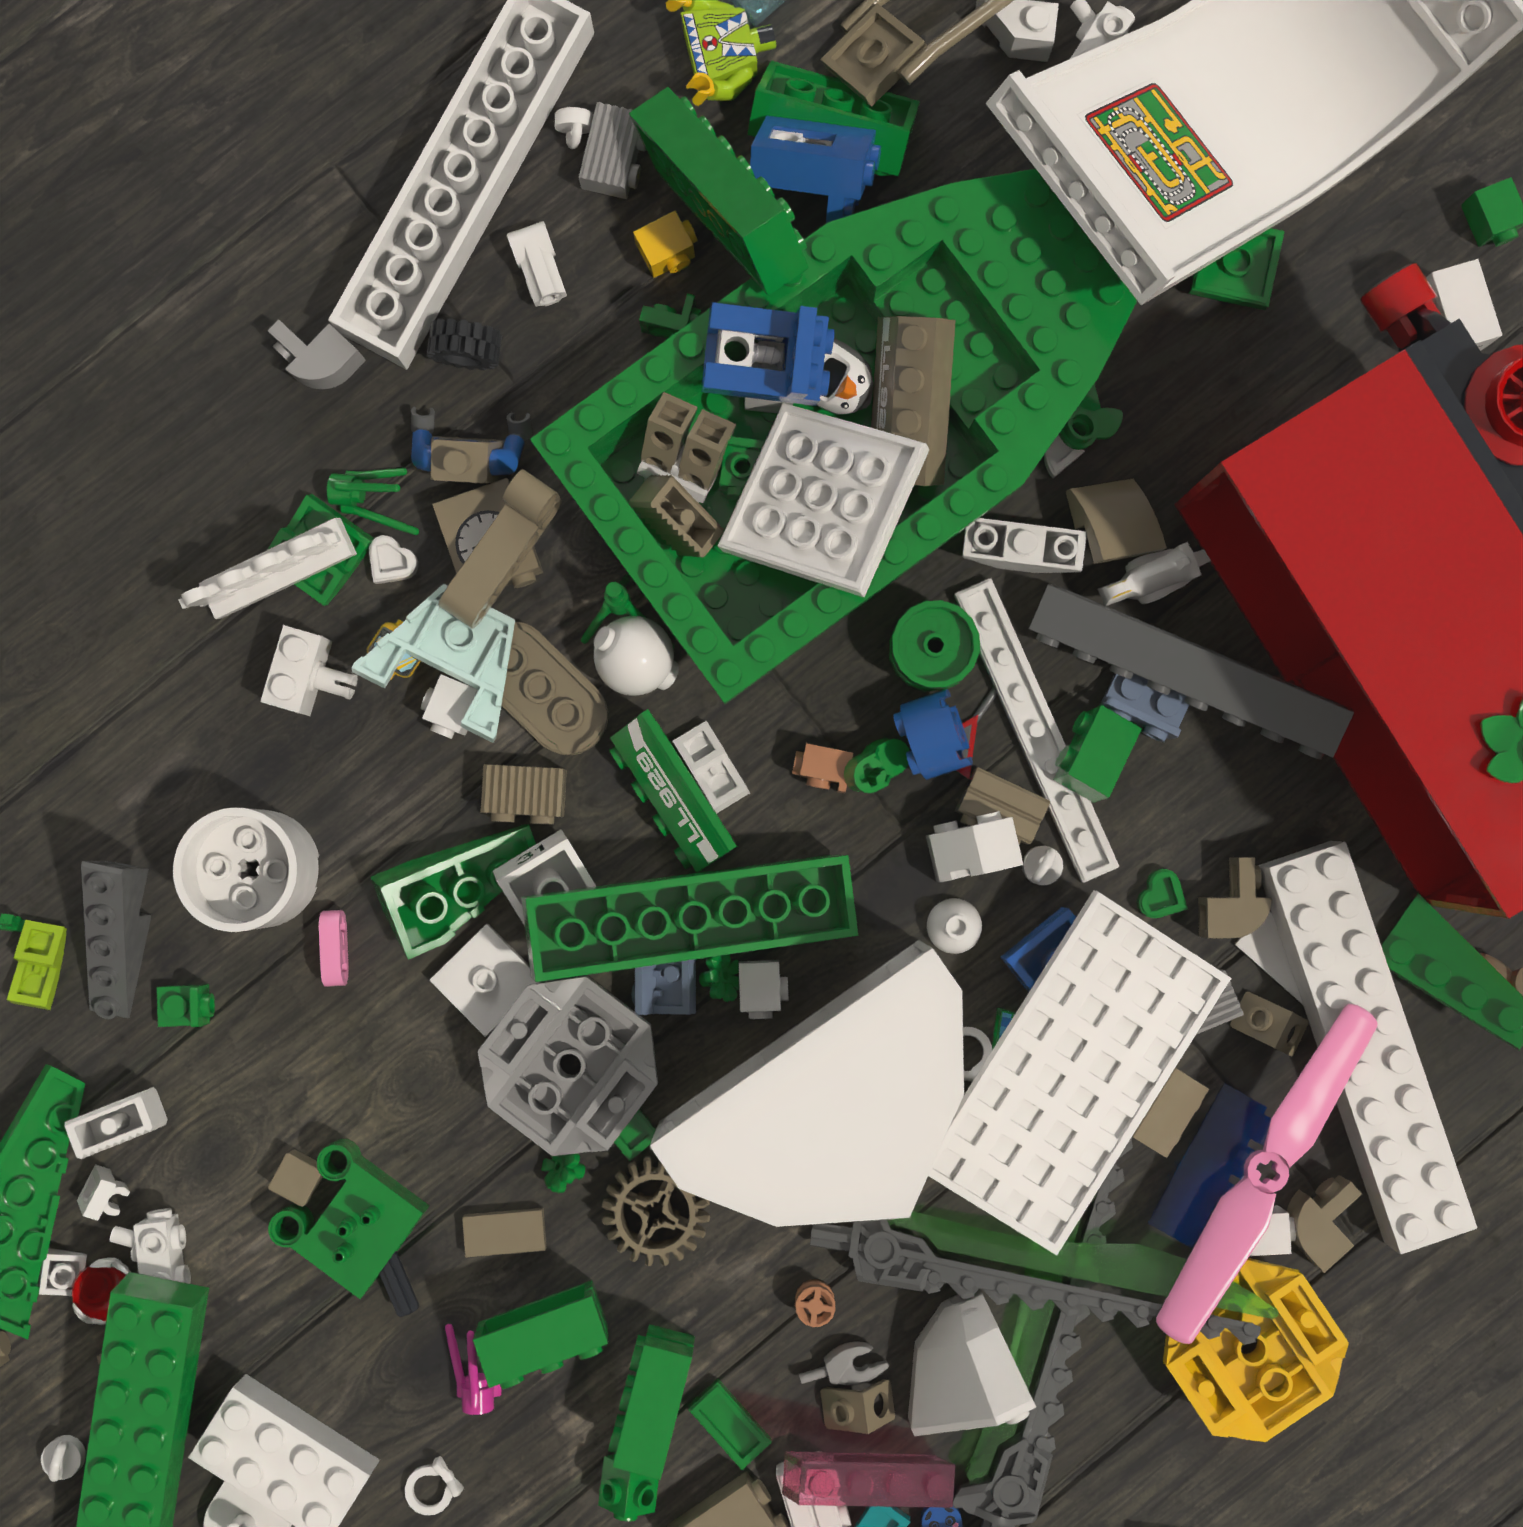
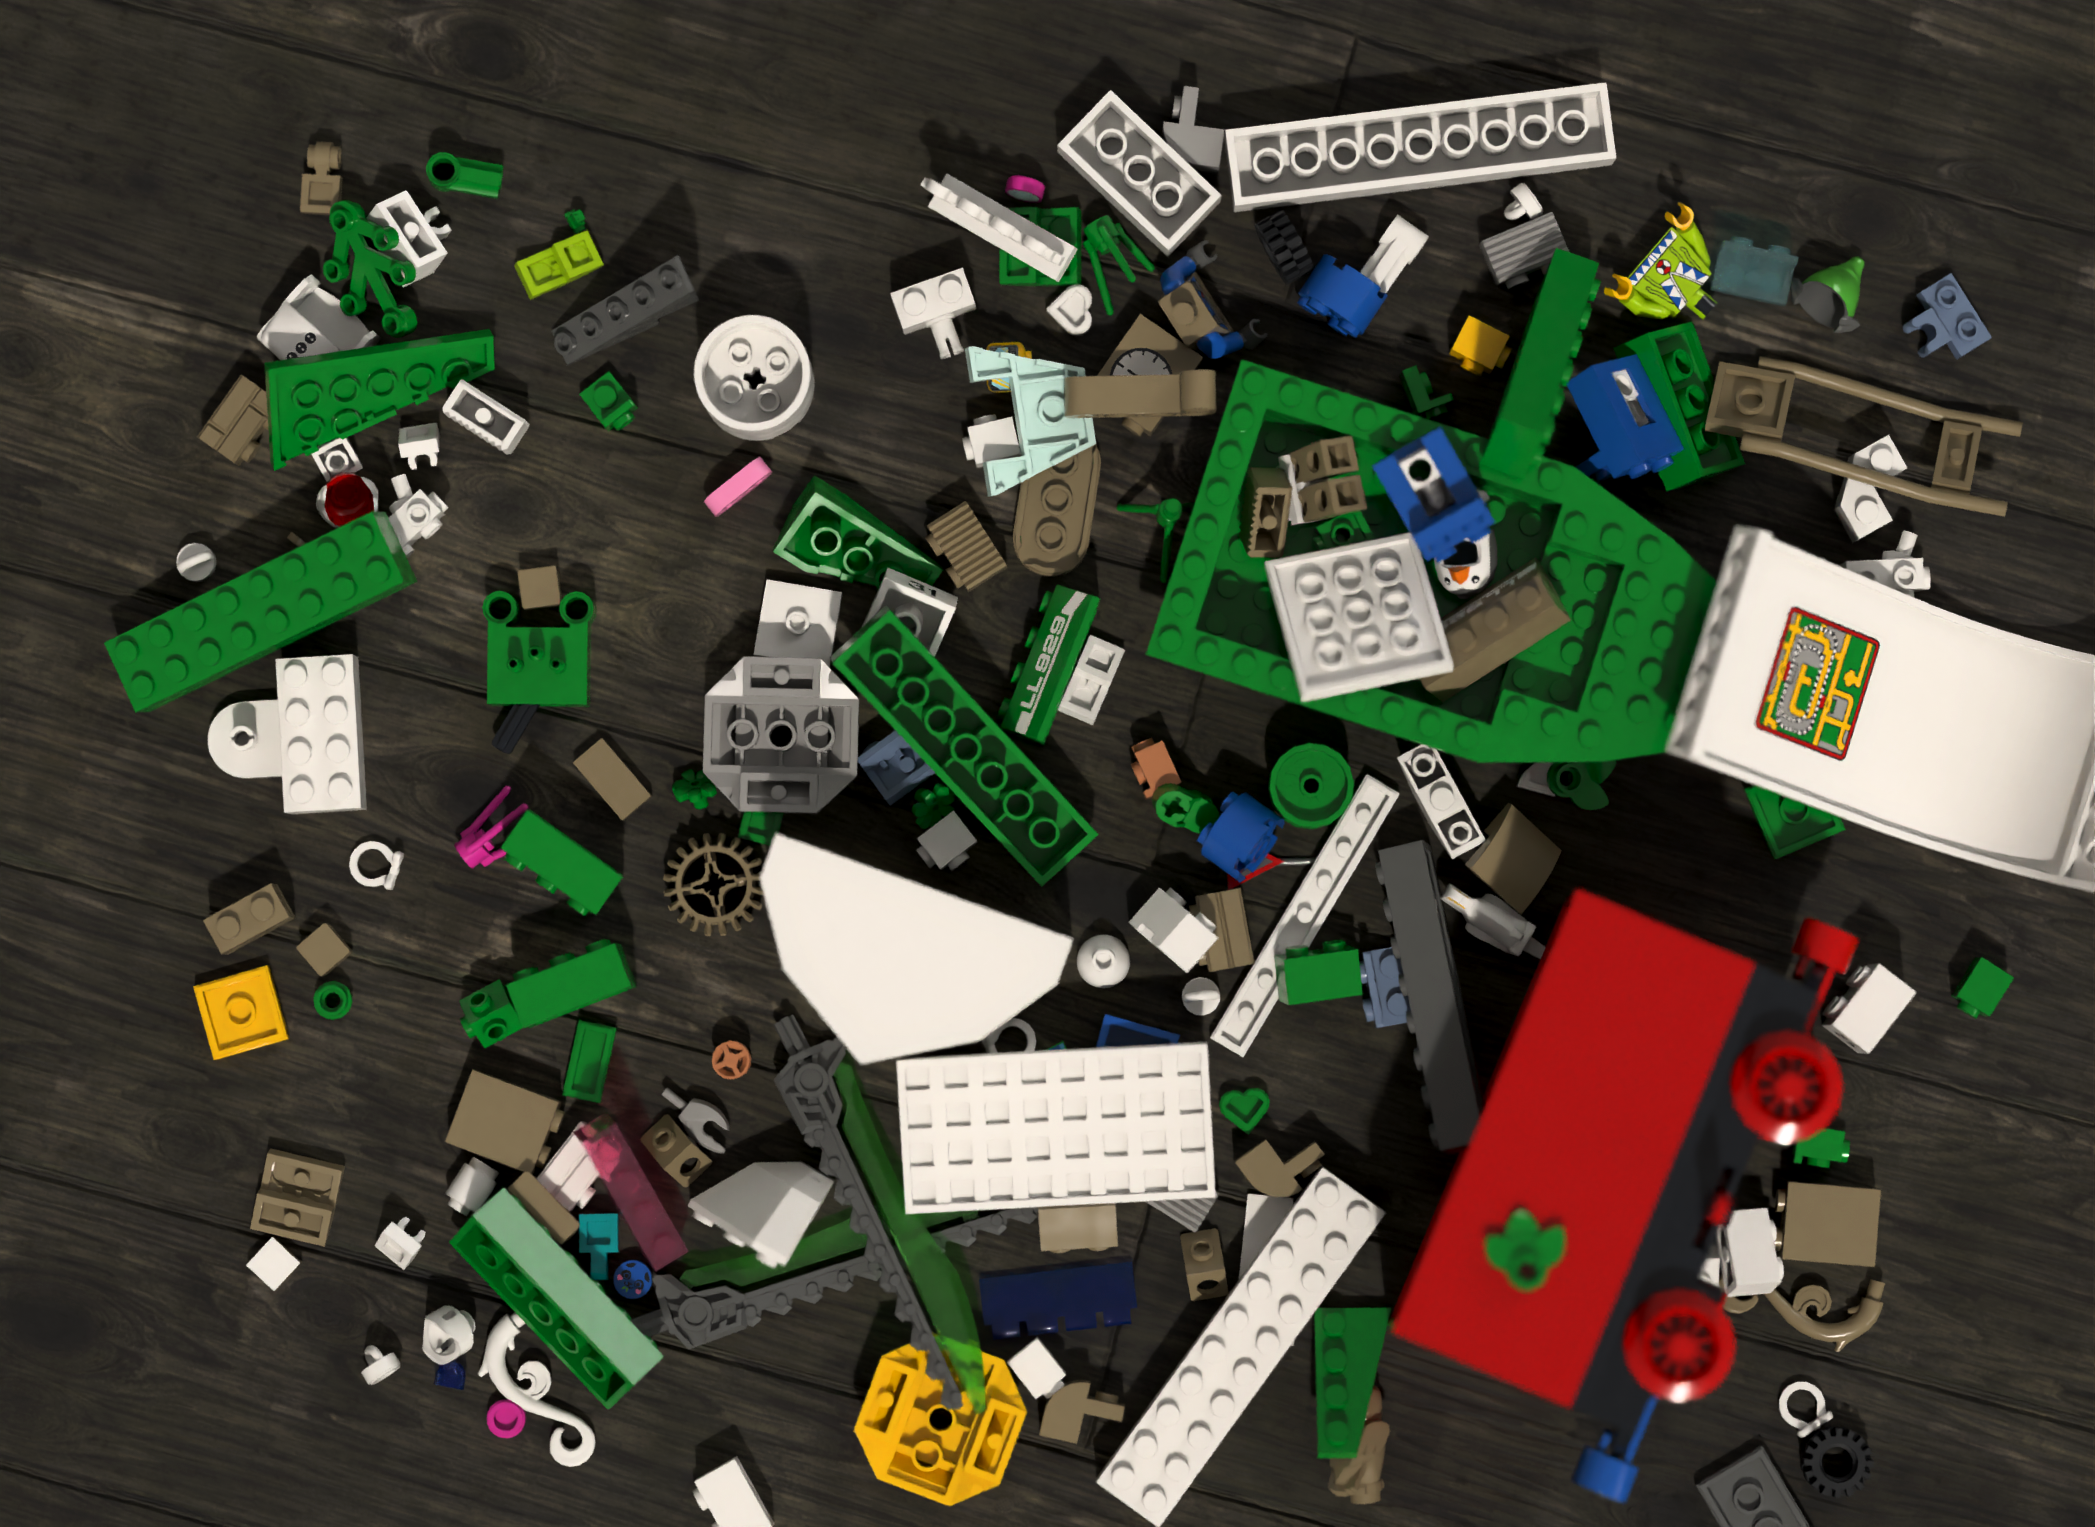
camera: 55 degrees right, 0 degrees up
(259, 527) = (1025, 188): none -> dark pink tile
(313, 421) = (1139, 173): none -> white brick
(540, 325) = (1342, 296): none -> blue brick
(635, 656) = (1134, 558): white brick -> none
(1247, 1207) = (1128, 1326): bright pink piece -> none

